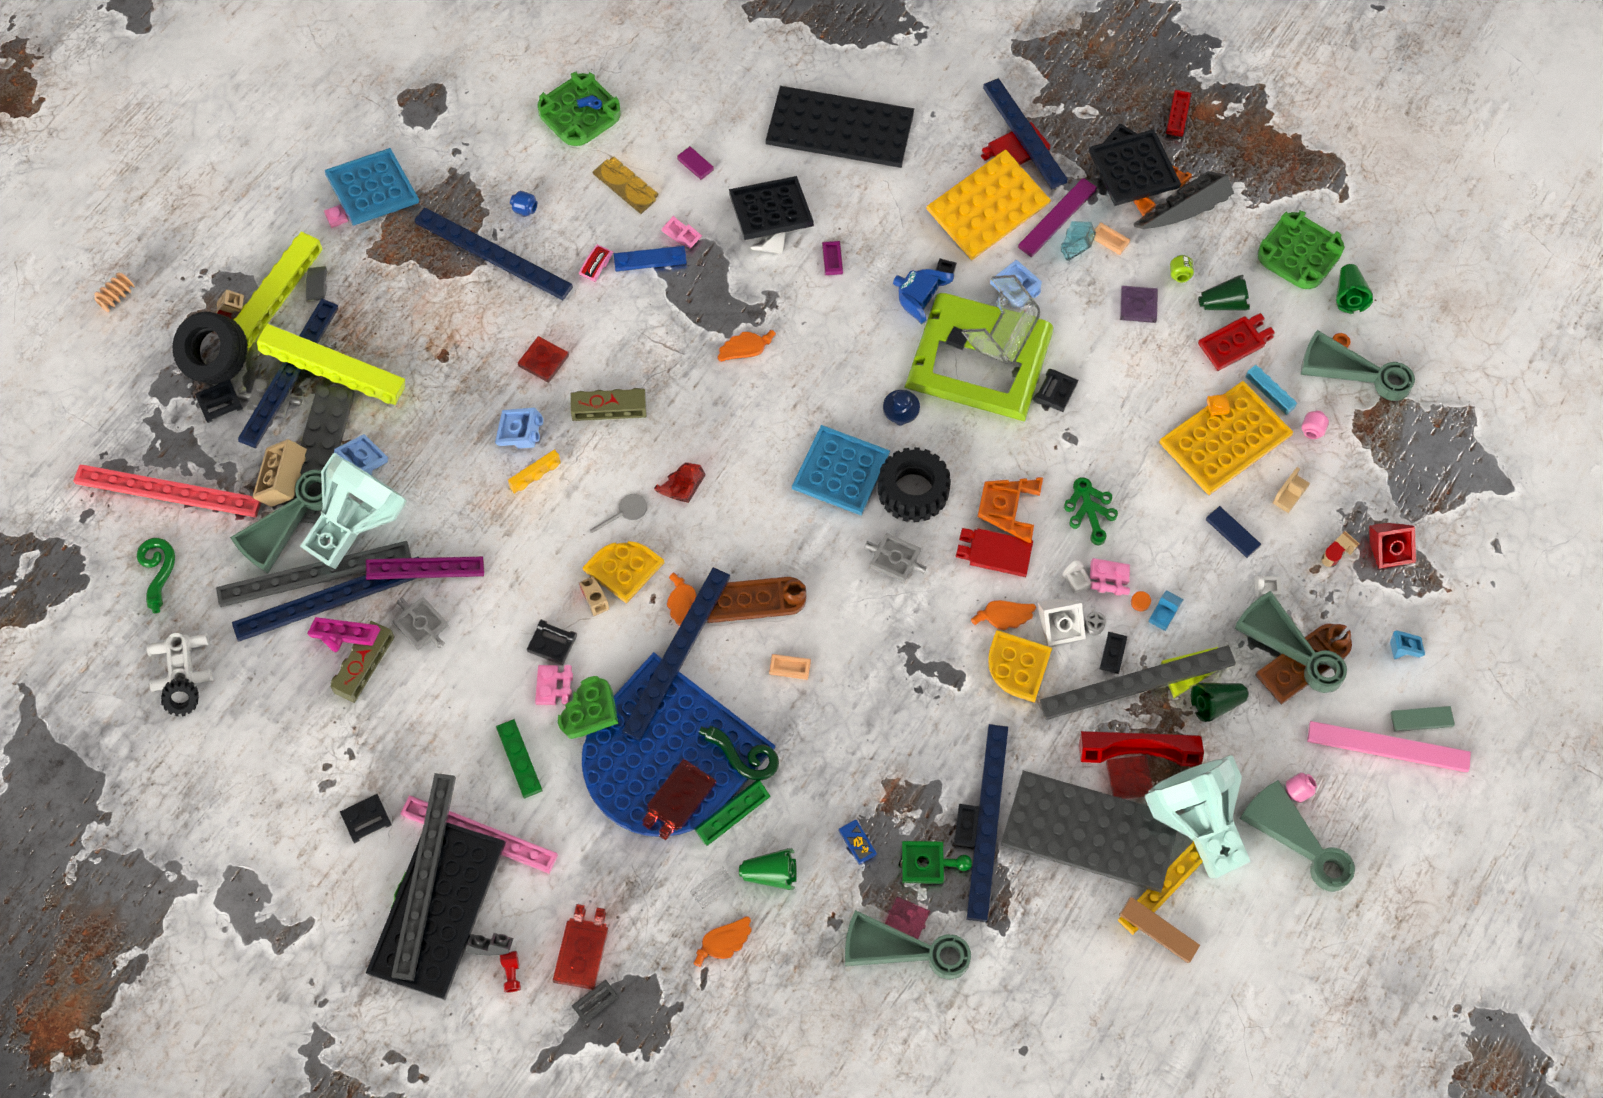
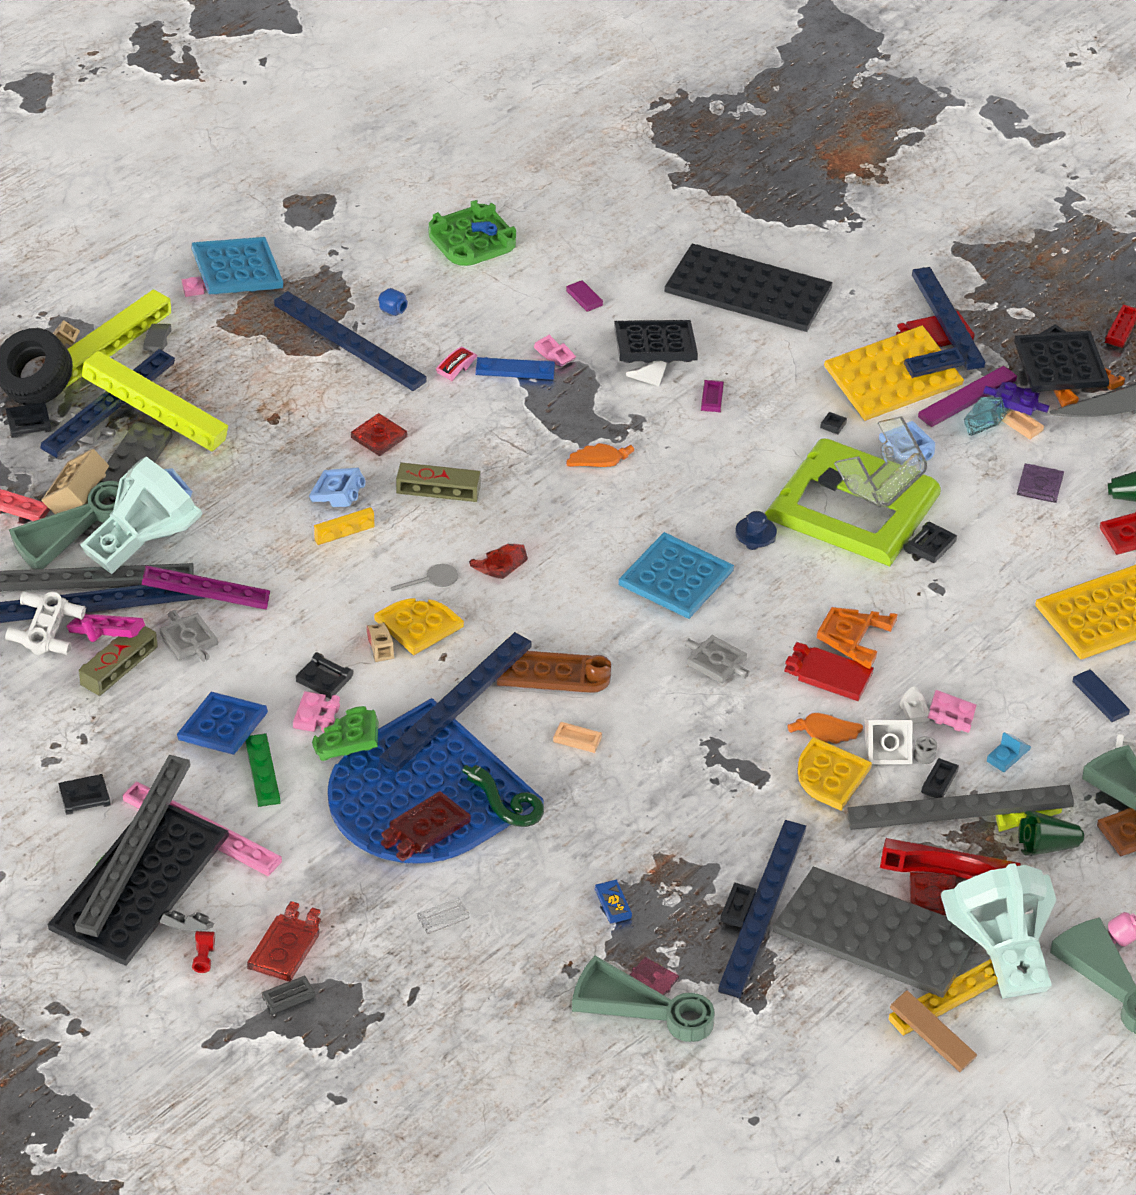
camera: 10 degrees right, 20 degrees down
(288, 637) = (45, 623): none -> white piece
(472, 717) = (222, 723): none -> blue plate
(626, 184) = (506, 303): clear yellow windscreen -> none
(680, 599) = (472, 657): orange animal -> none
(724, 941) = (443, 964): orange animal -> none
(732, 812) = (481, 850): green plate -> none
(771, 869) = (511, 905): green cone -> none
(916, 463) = (752, 614): black tyre -> none
(919, 288) = (801, 432): blue torso -> none
(934, 871) = (692, 938): green plate -> none
(1023, 189) = (934, 362): none -> dark blue tile
(1090, 507) = (940, 631): green plant -> none
(1101, 214) = (1017, 398): none -> dark purple plate
(1141, 601) = (982, 740): orange tile -> none
(1181, 268) = (1094, 456): lime head -> none
(1218, 405) = (1107, 578): light orange plate -> none

